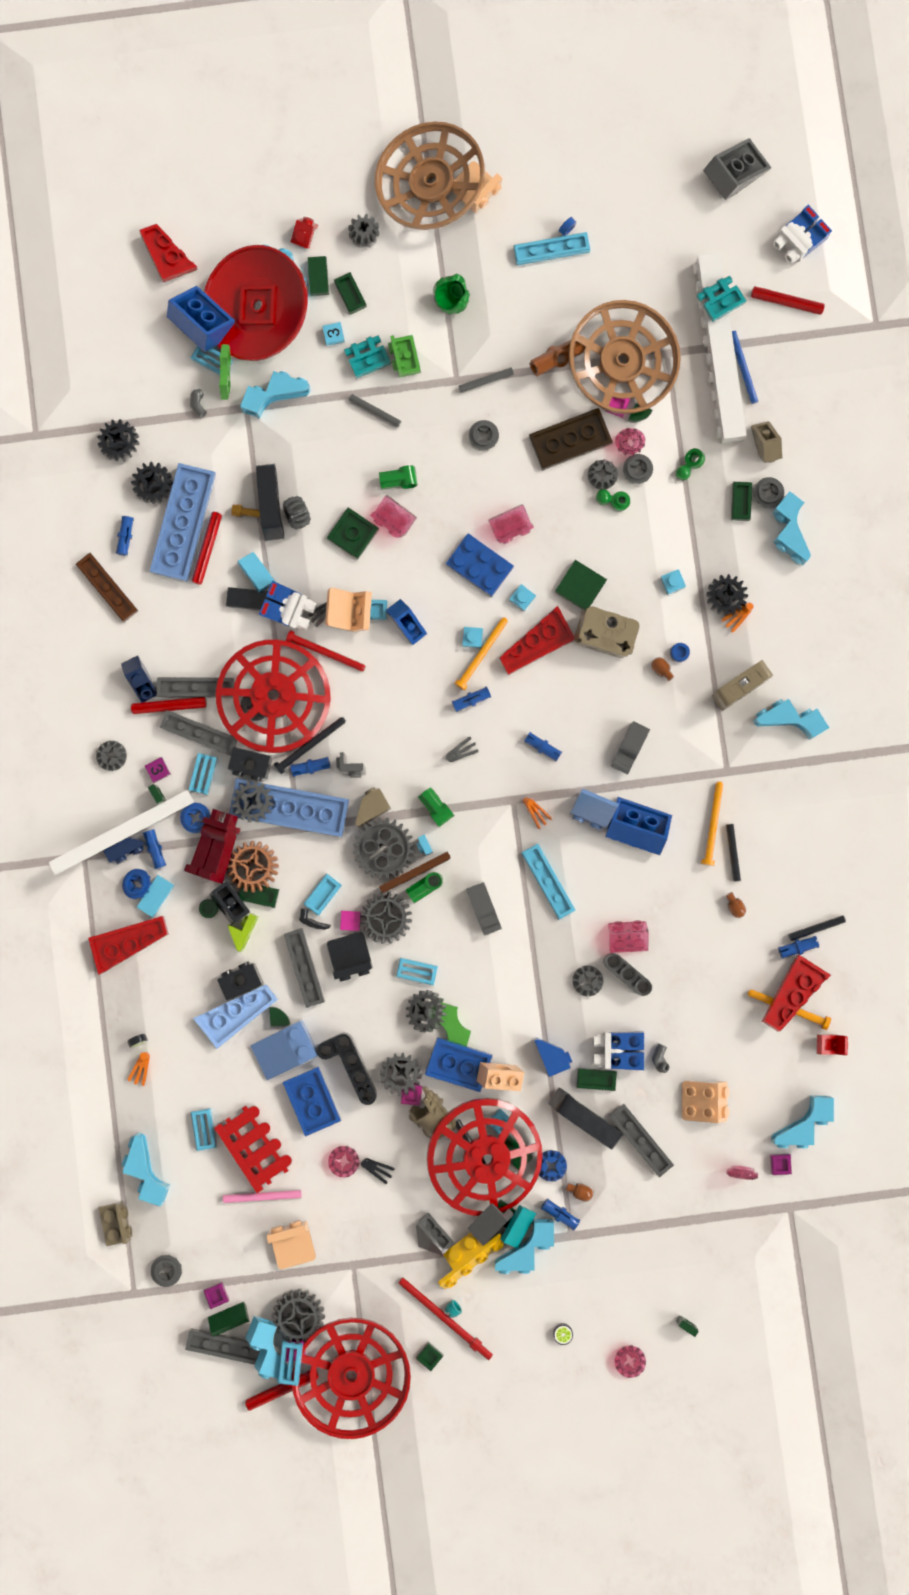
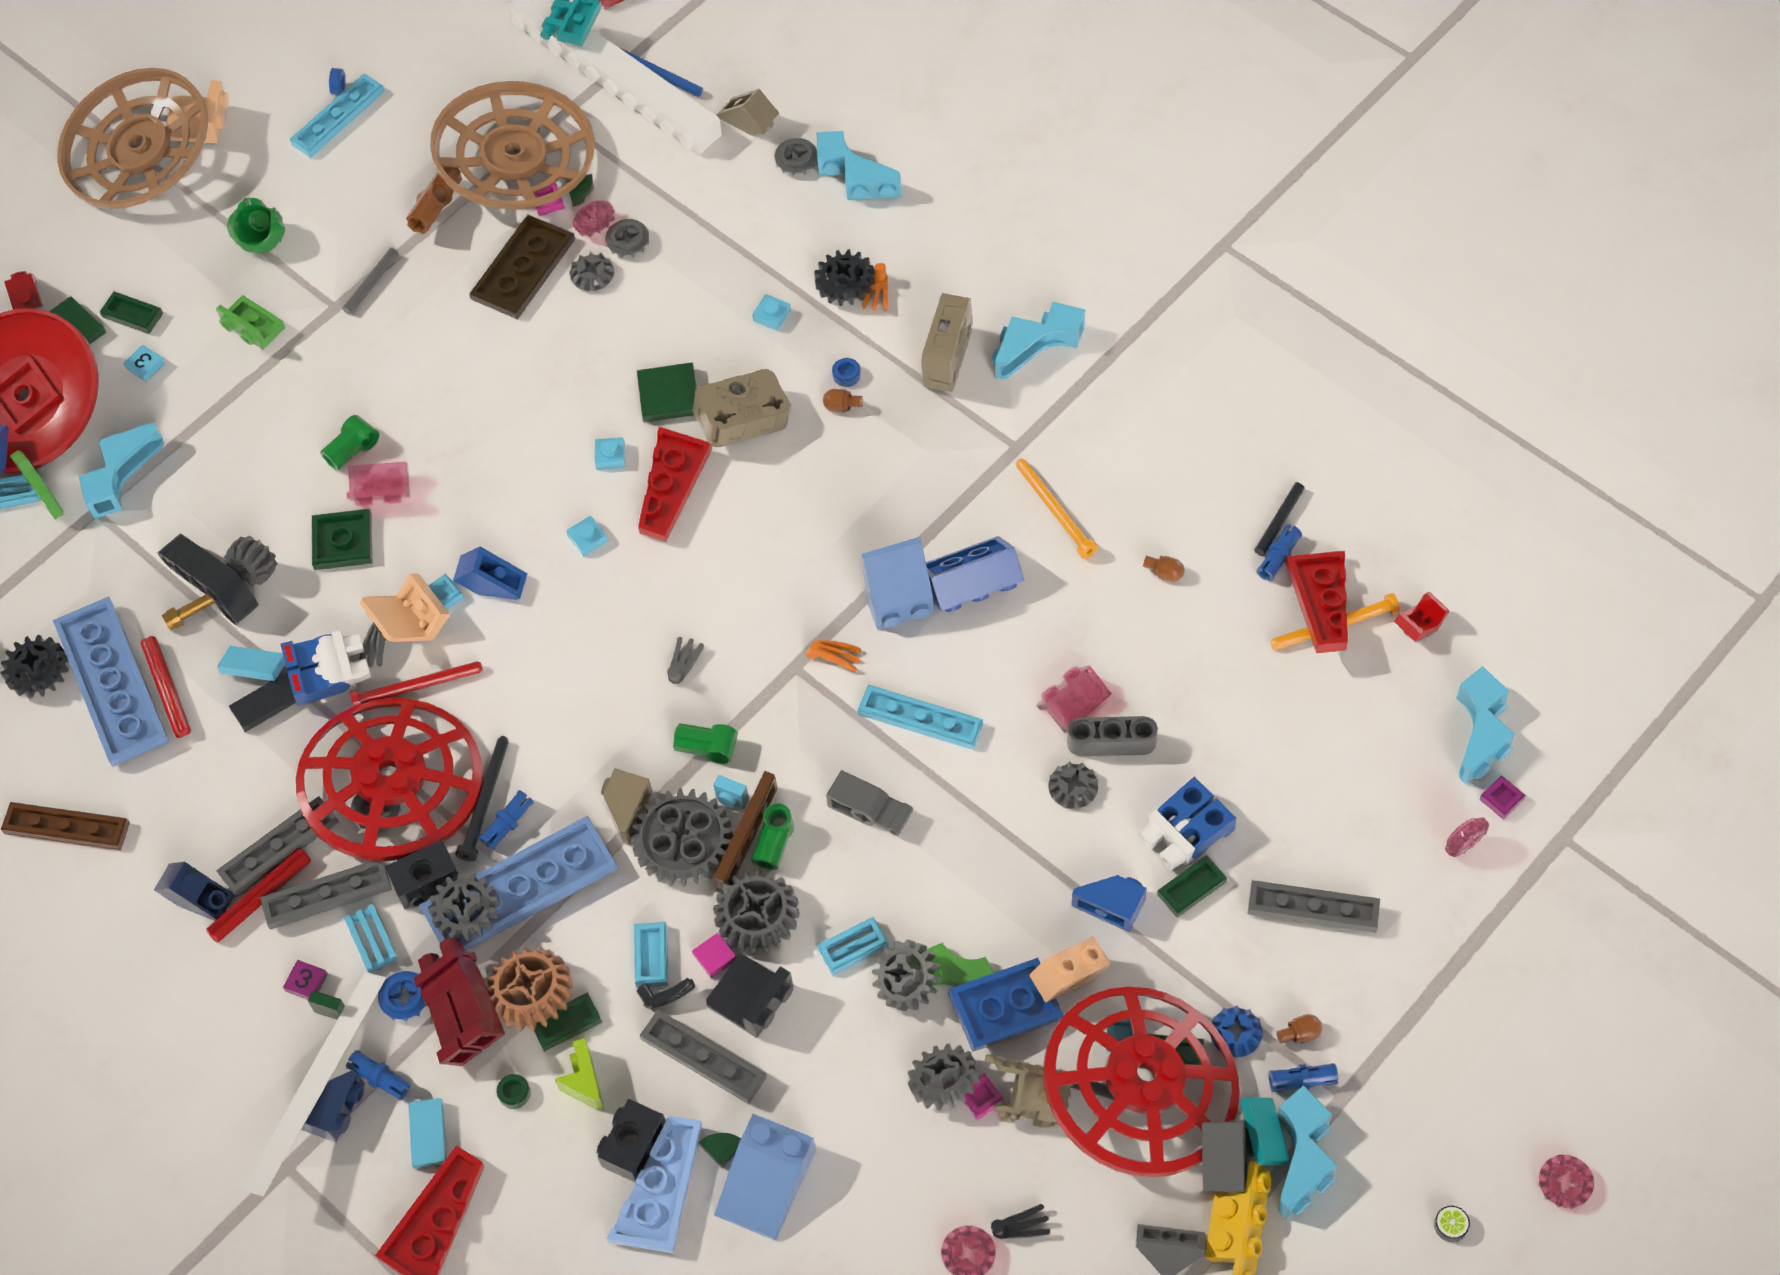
camera: 40 degrees left, 25 degrees down
(118, 750) = (239, 1016): dark grey gear -> none
(124, 535) = (43, 750): blue pin -> none
(129, 886) = (380, 1128): blue gear -> none
(195, 398) = (24, 548): dark grey arm -> none
(229, 902) = (534, 1052): black brick -> none
(312, 1101) = (858, 1211): blue plate -> none
(351, 1069) = (872, 1127): black beam -> none
(354, 770) = (559, 774): dark grey bracket -> none
(364, 237) = (96, 241): dark grey gear -> none
(369, 361) = (210, 359): teal plate -> none
(374, 410) = (261, 400): dark grey bar -> none
(479, 565) = (528, 459): blue plate -> none
(481, 654) = (616, 590): light orange bar -> none
(482, 693) = (644, 596): blue pin -> none
(483, 426) = (409, 324): dark grey gear -> none
(510, 524) = (526, 389): clear pink bracket -> none
(543, 746) = (777, 581): blue pin -> none
(585, 1118) = (1220, 931): black beam -> none
(603, 497) = (635, 283): green plate -> none
(630, 747) = (881, 500): dark grey piece -> none
(659, 1060) = (1244, 802): dark grey arm -> none
(684, 471) = (682, 183): green plate -> none
(687, 1326) = (1588, 1073): dark green tile -> none
(705, 1101) = (1342, 799): light nougat bracket -> none
(733, 852) = (1107, 518): black bar -> none
(741, 501) = (774, 186): dark green tile -> none

